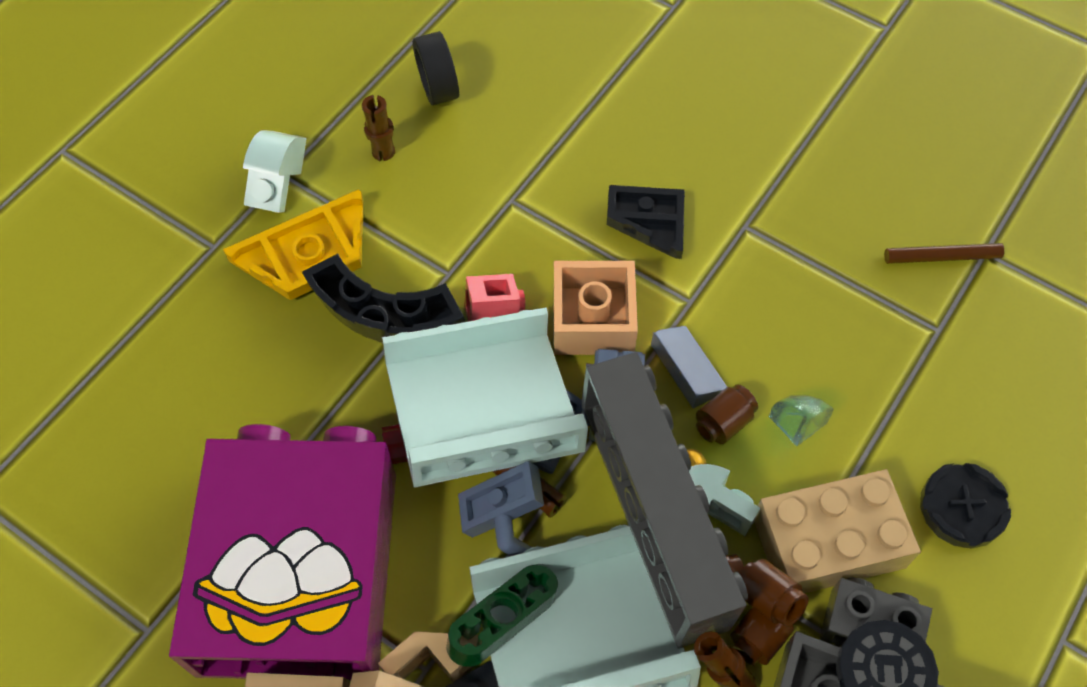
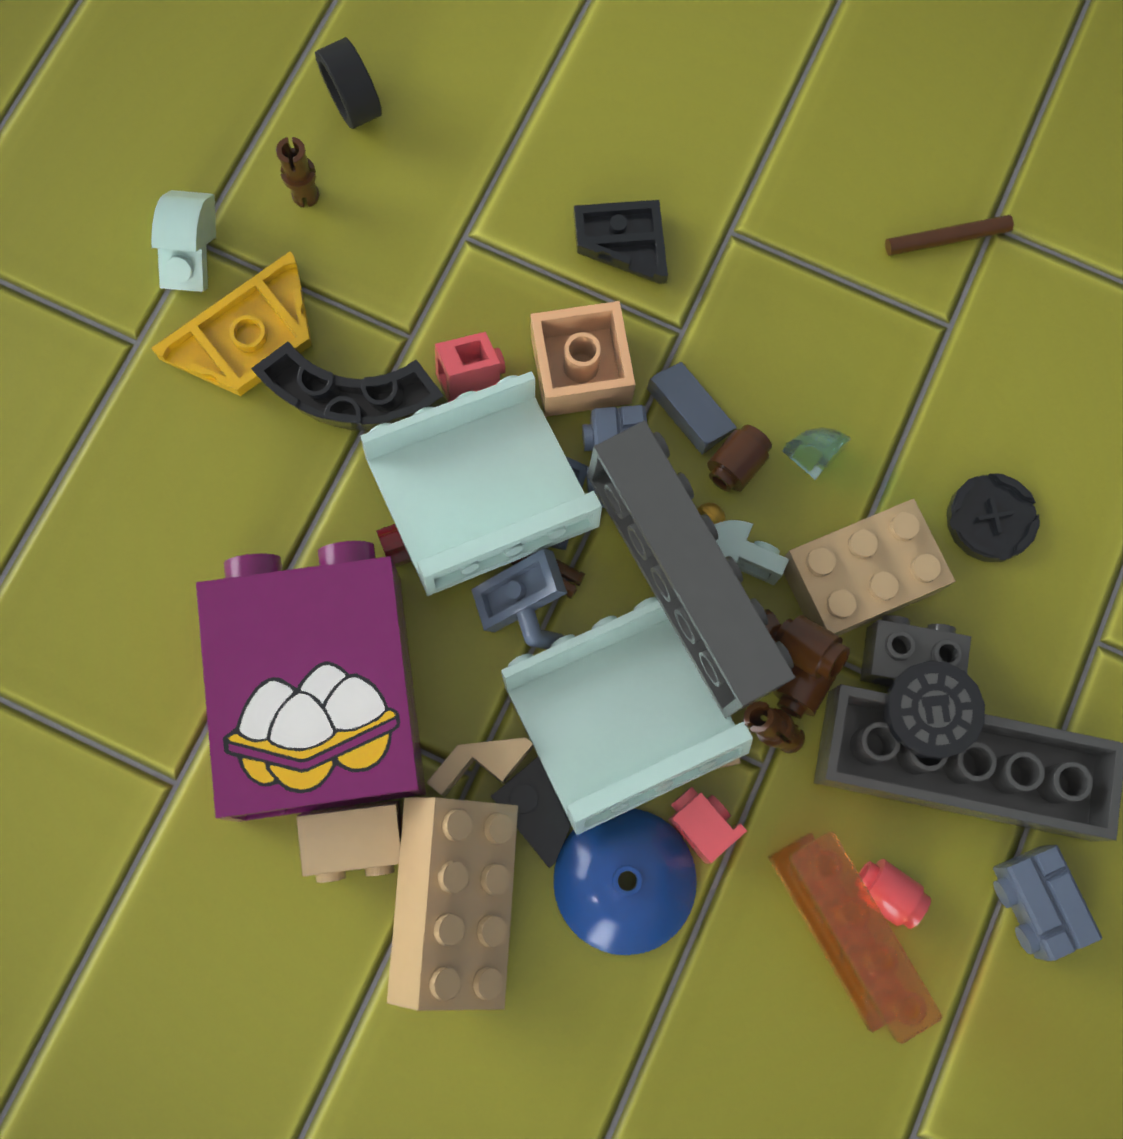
camera: 15 degrees left, 15 degrees up
(497, 633) = (544, 692): dark green beam -> none

